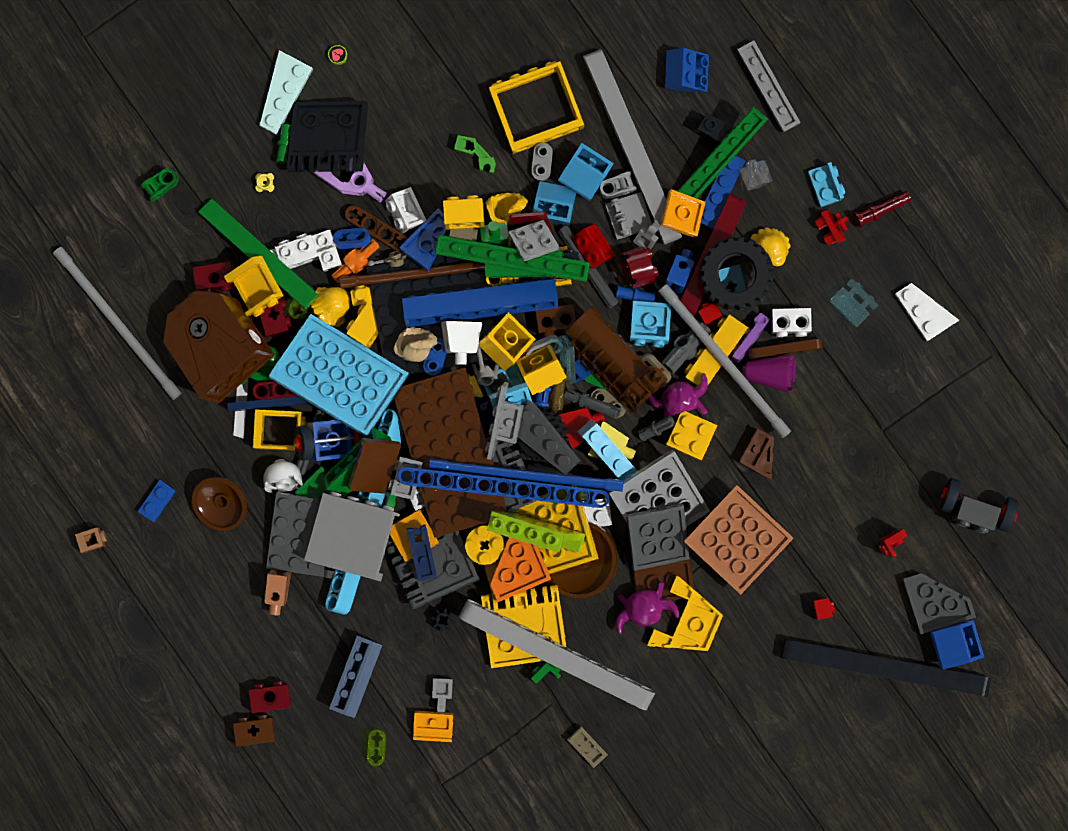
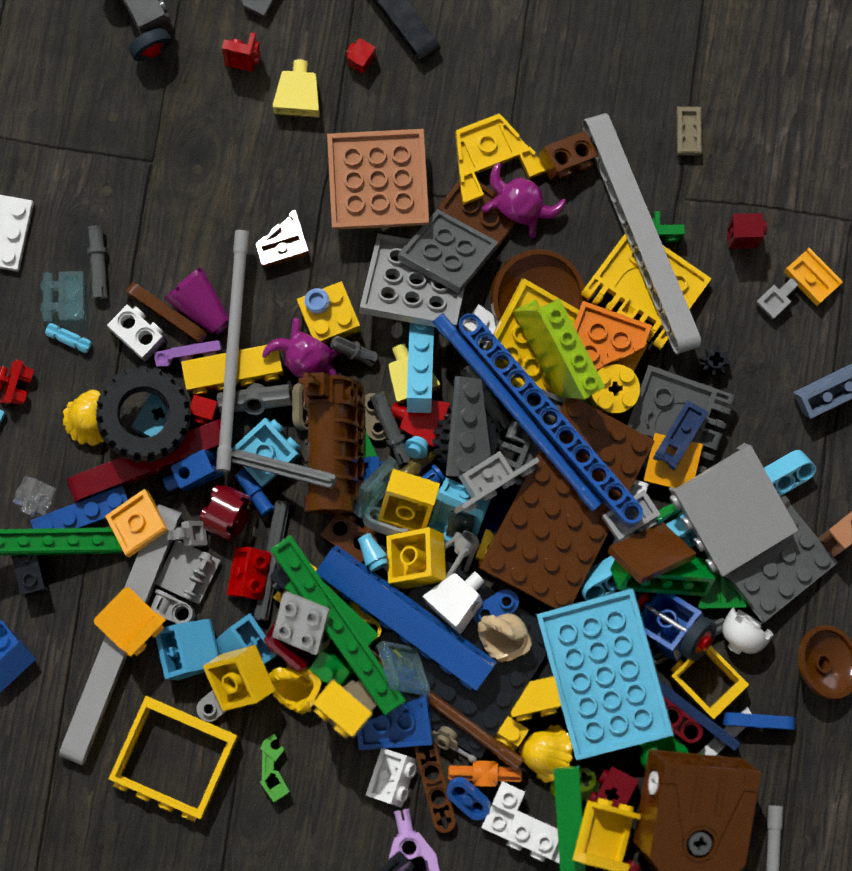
camera: 140 degrees left, 5 degrees down
(229, 434) = (759, 721): none -> blue beam
(454, 271) = (403, 668): none -> clear light blue tile
(496, 714) = (746, 231): none -> dark red brick
(533, 320) = (372, 553): none -> medium azure cone
(540, 180) = (239, 678): none -> yellow brick
(566, 405) = (417, 447): none -> medium azure plate
(627, 317) = (284, 469): none -> dark grey axle
(631, 154) = (129, 622): none -> light orange bracket
(646, 663) = (565, 151): none -> reddish brown brick
(703, 434) = (317, 301): none -> medium blue tile
(827, 282) = (68, 338): none -> medium azure axle
(838, 551) = (297, 92): none -> light yellow torso
(854, 341) = (97, 261): none -> dark grey pin

